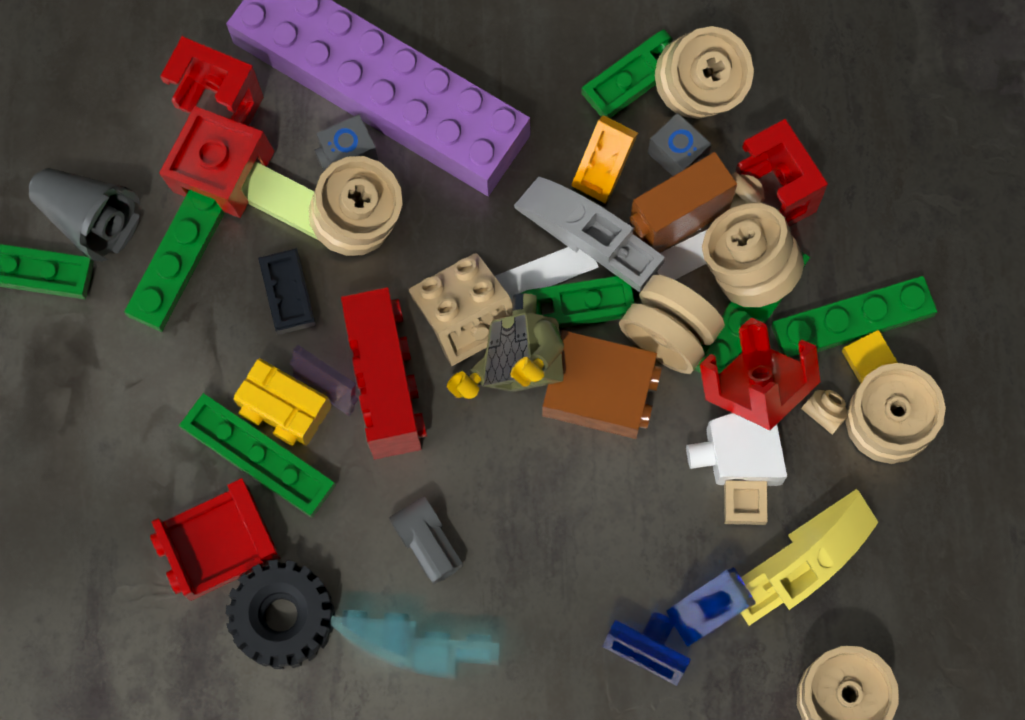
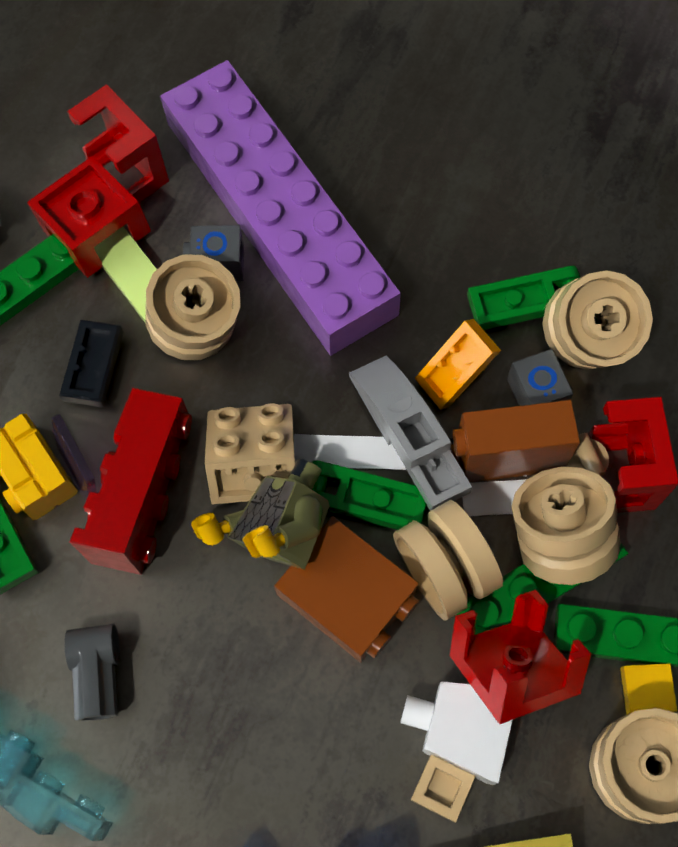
camera: 25 degrees right, 5 degrees down
(826, 409) = (577, 725): tan plate -> none

